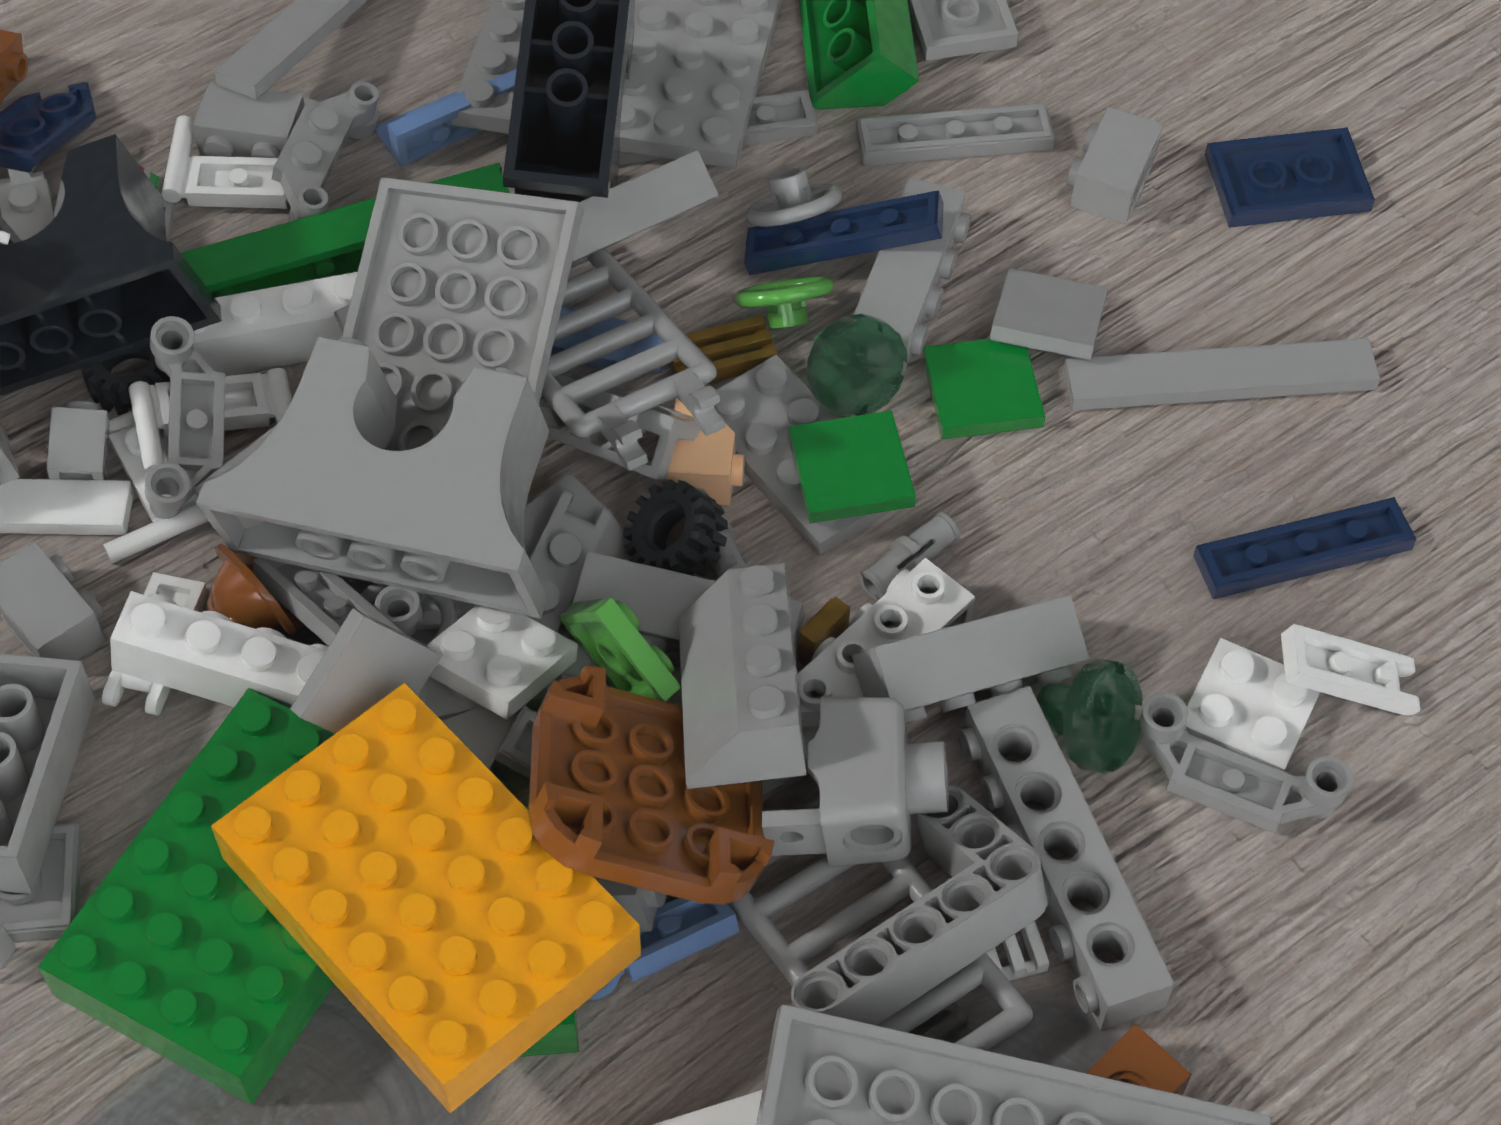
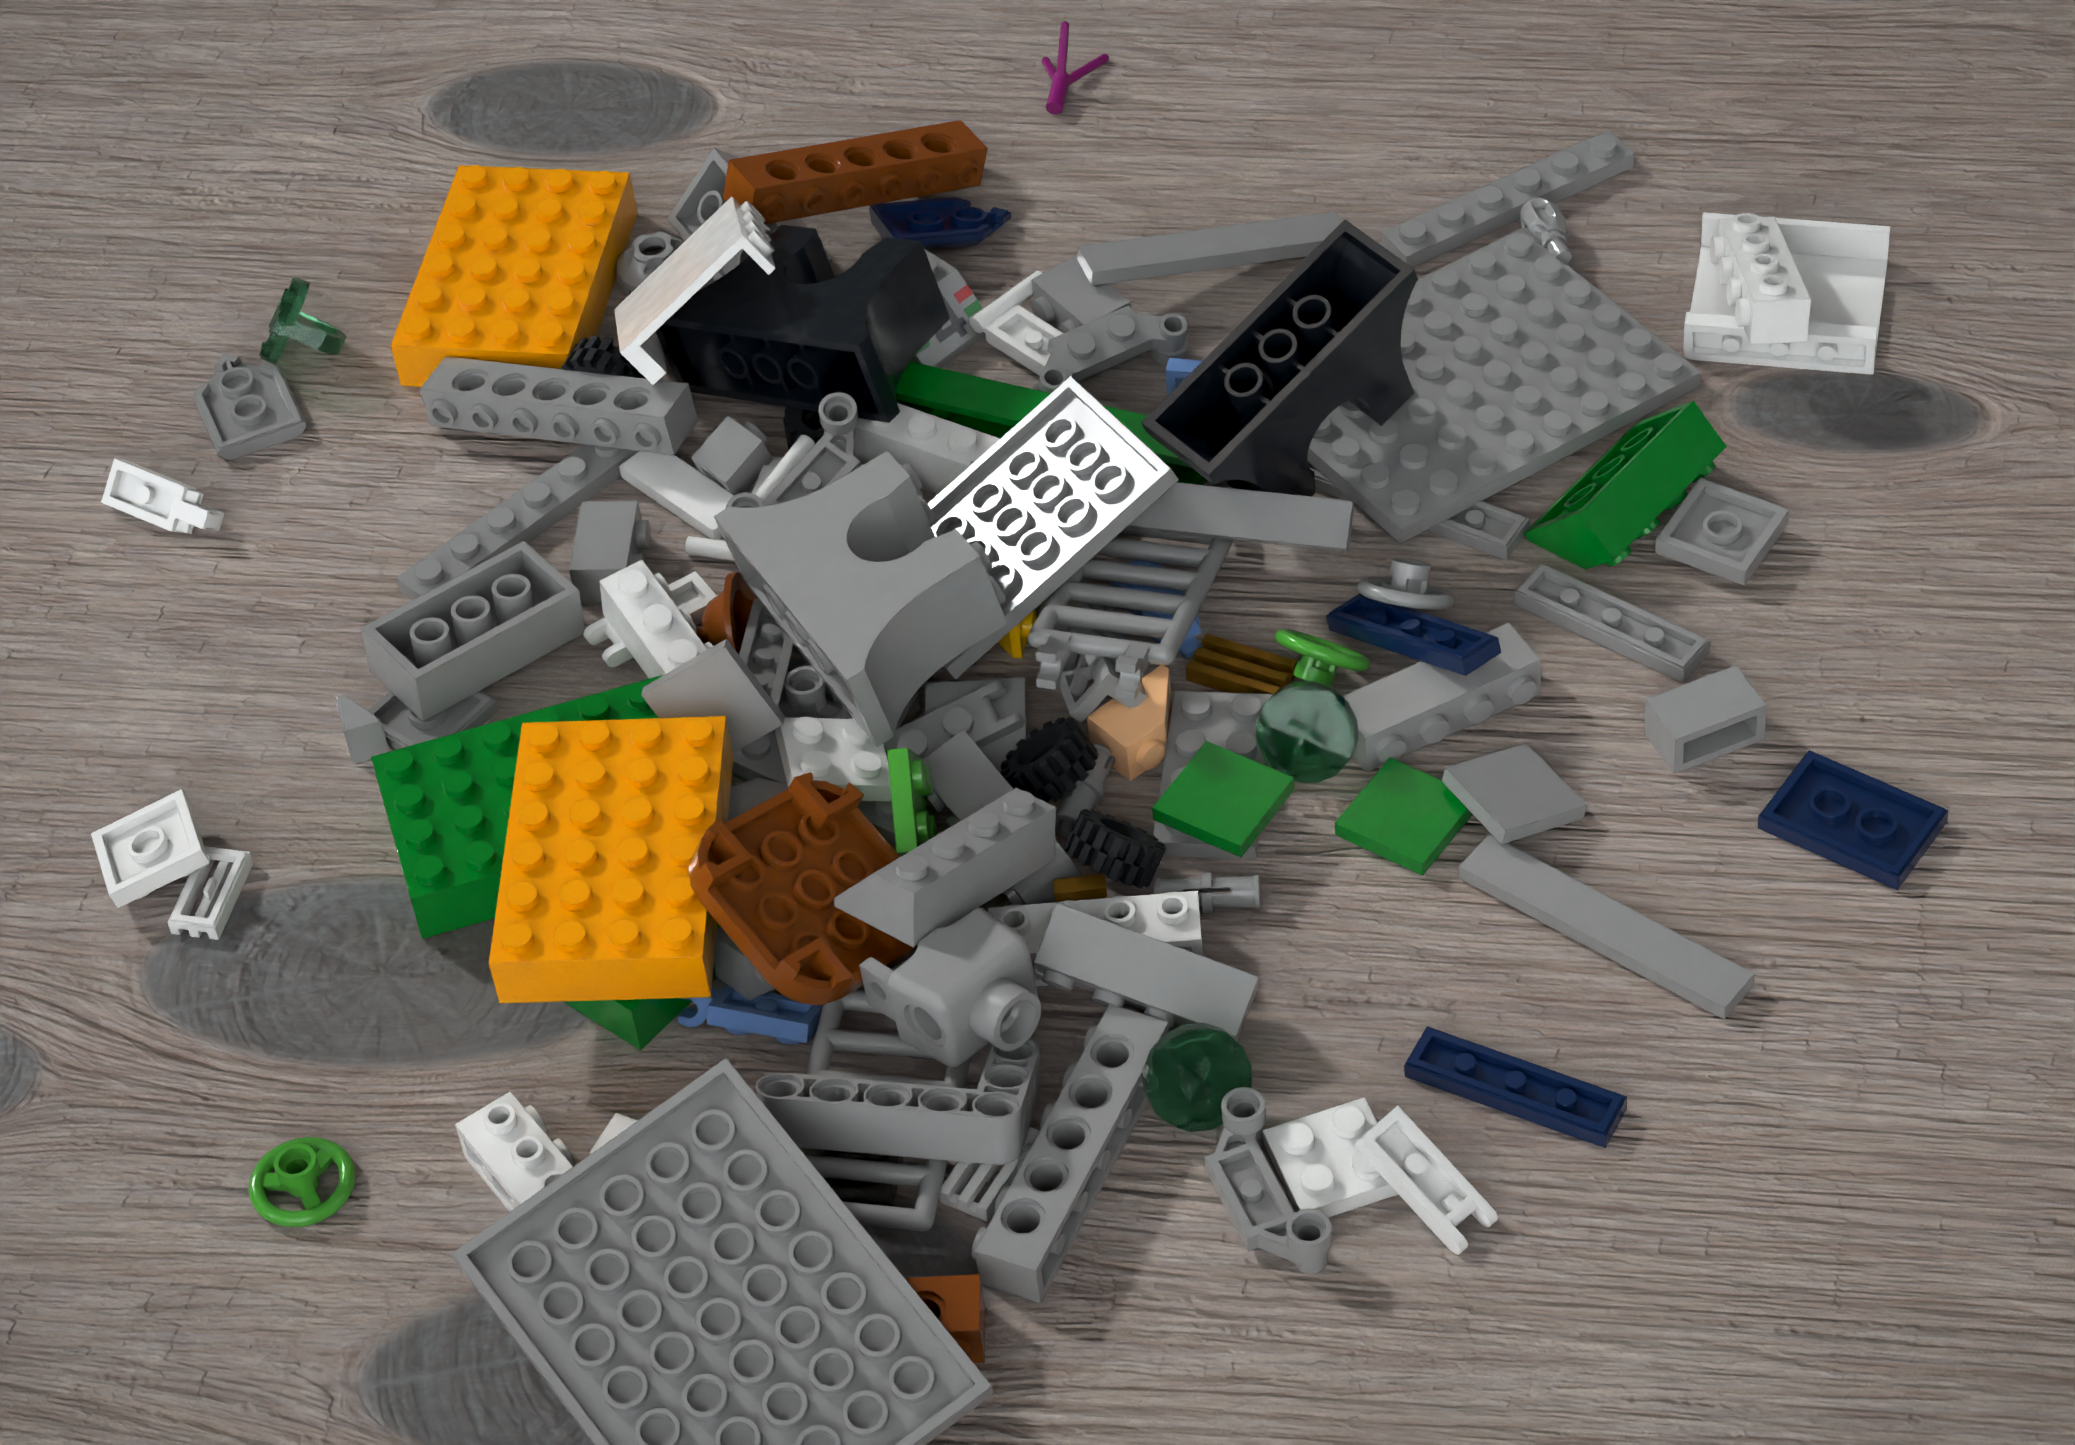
camera: 50 degrees right, 10 degrees down
(821, 567) = (1115, 848): none -> black tyre

